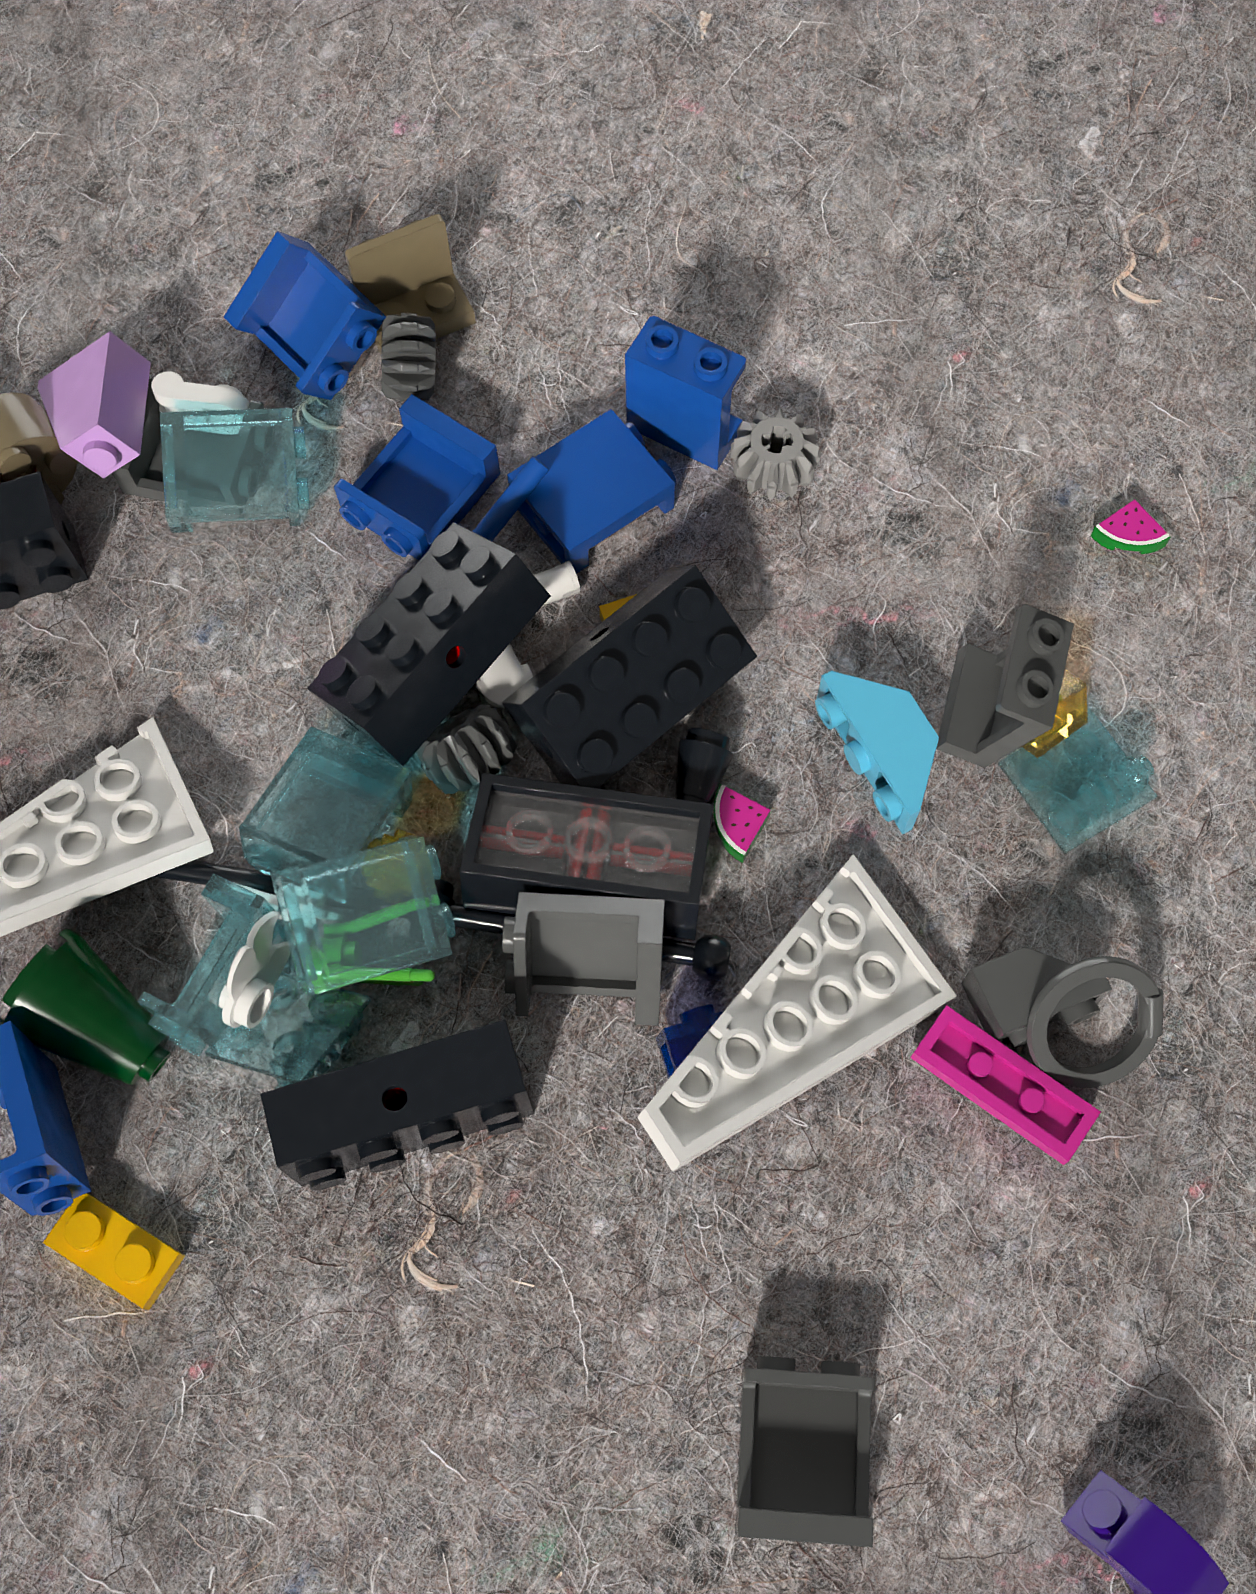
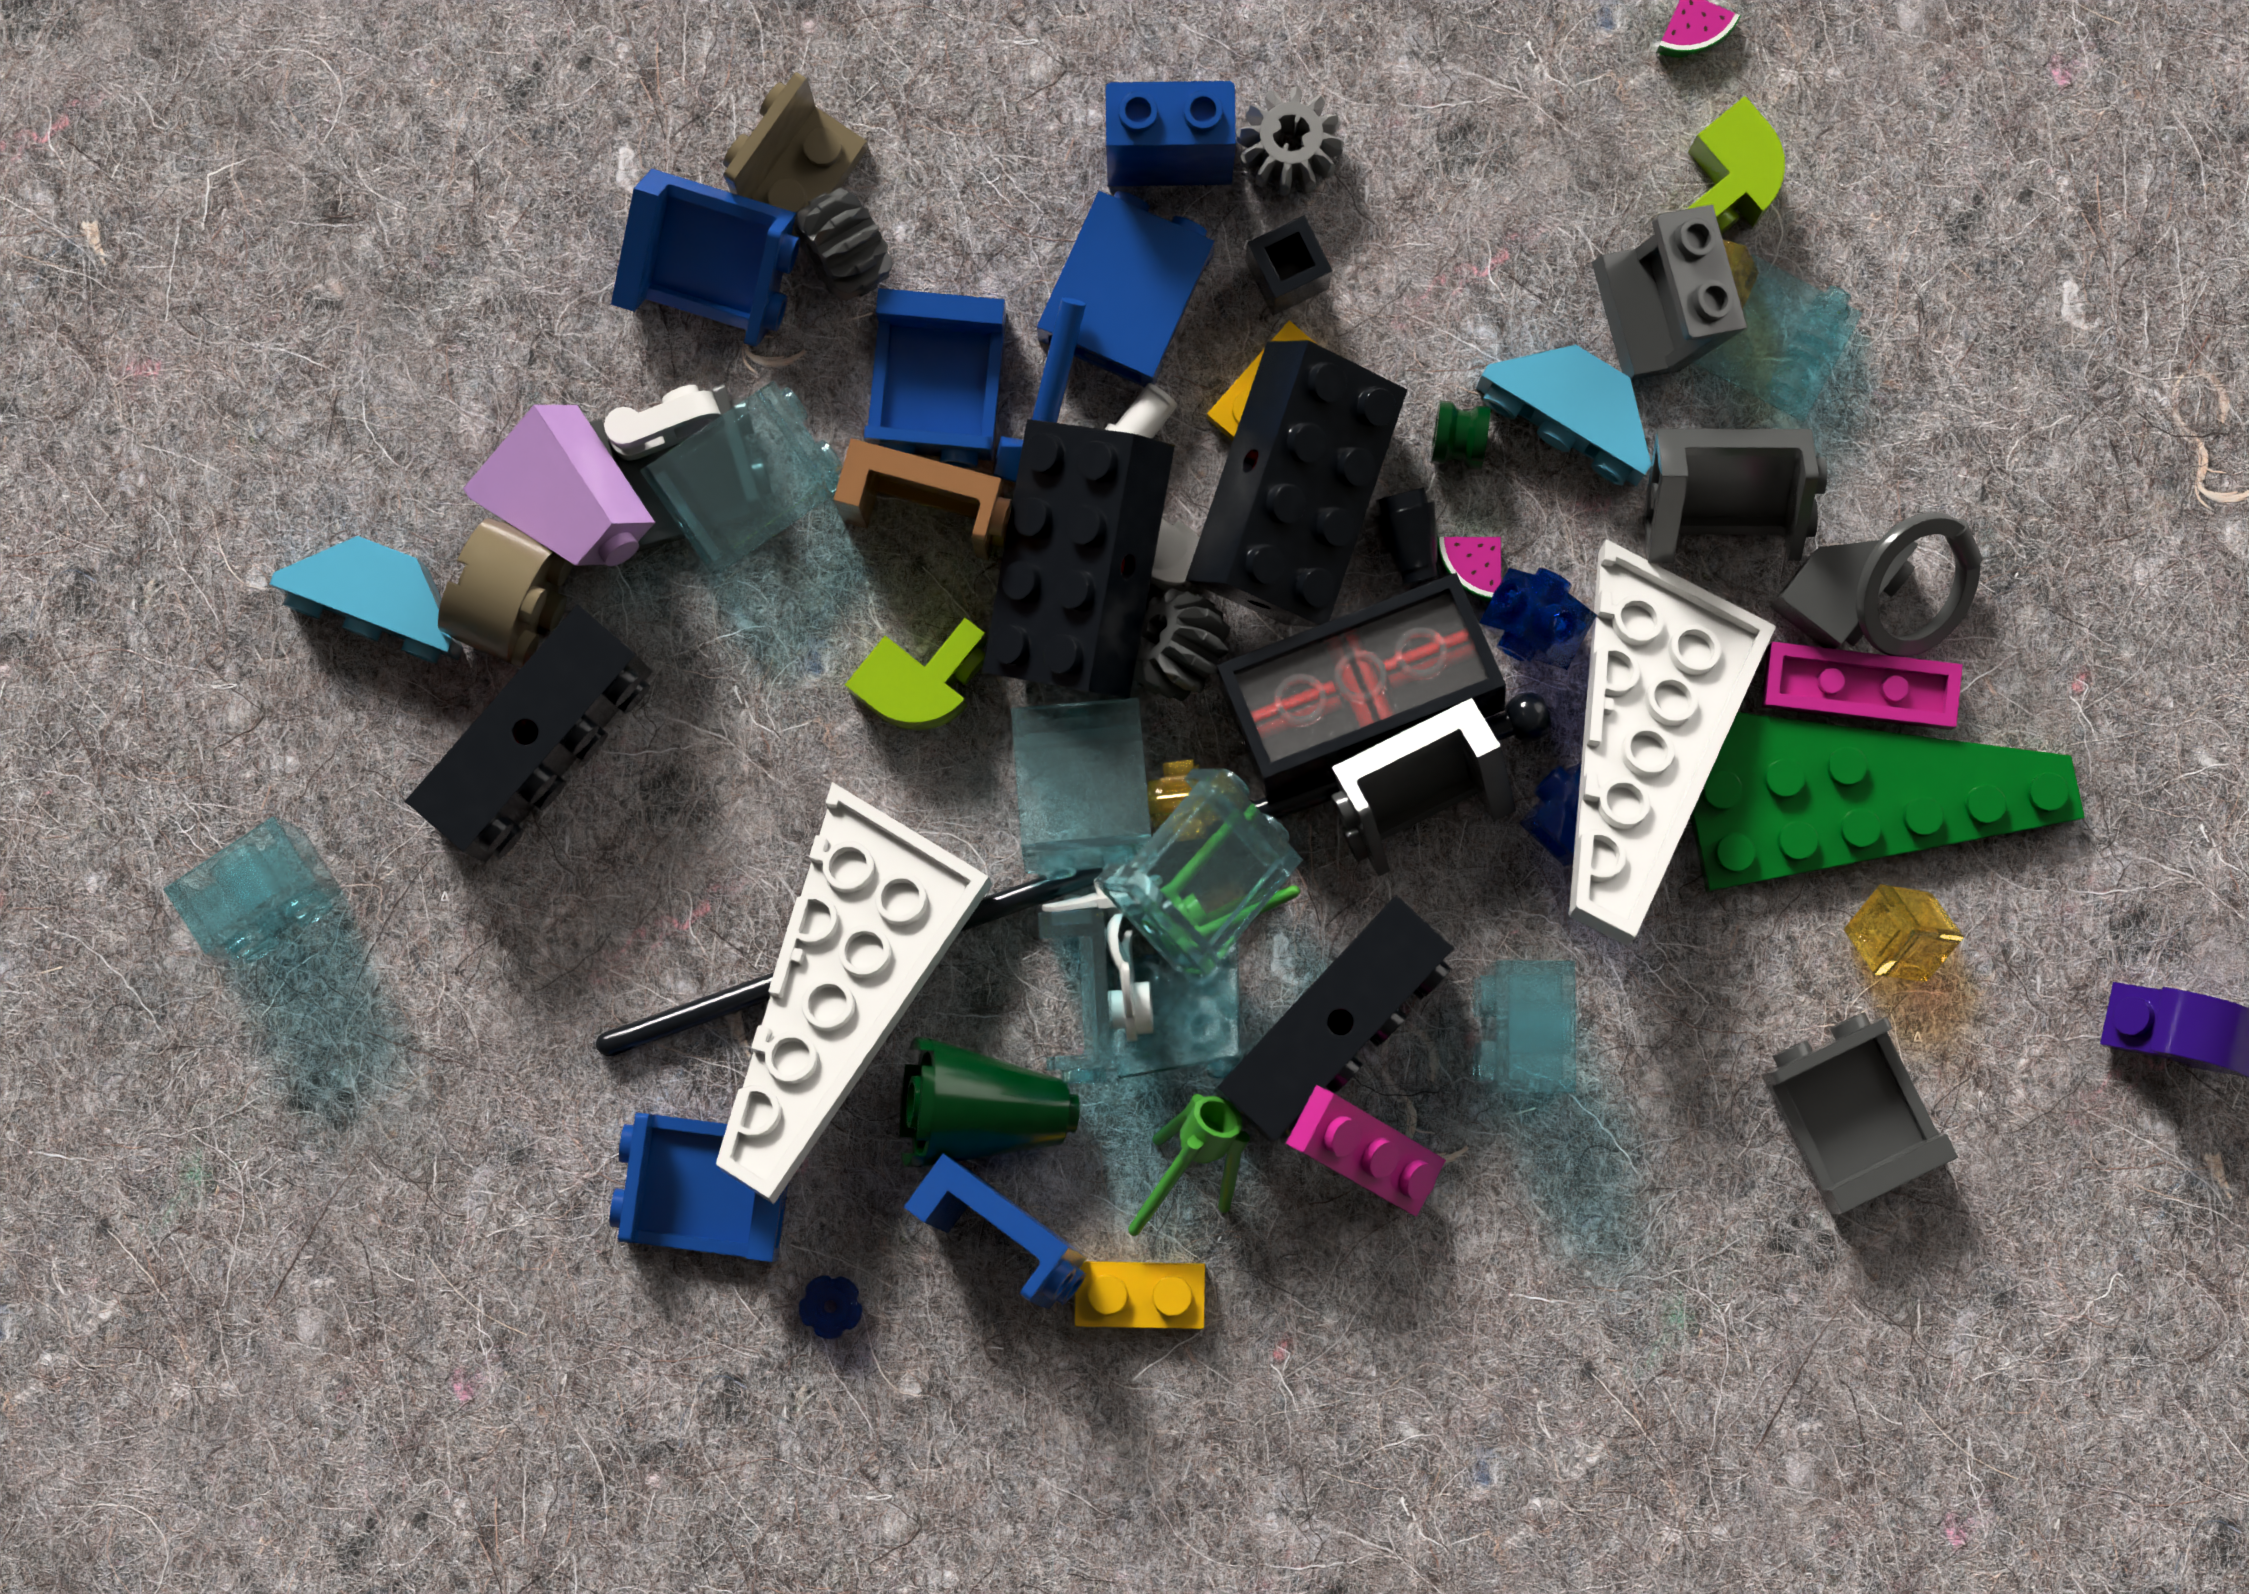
camera: 30 degrees left, 15 degrees up
(233, 1139) = (1207, 1132): none -> bright green plant
(254, 684) = (917, 695): none -> lime brick
(320, 514) = (923, 481): none -> medium nougat panel
(356, 1228) = (1366, 1151): none -> dark pink plate
(555, 1202) = (1526, 1027): none -> clear light blue brick
(720, 529) = (1288, 265): none -> black brick
(761, 880) = (1525, 615): none -> clear blue brick
(781, 717) = (1460, 435): none -> dark green wheel
(925, 1161) = (1834, 796): none -> green wing
(931, 1315) = (1903, 933): none -> clear yellow panel
(977, 860) = (1732, 487): none -> dark grey panel
(1115, 637) = (1743, 161): none -> lime brick

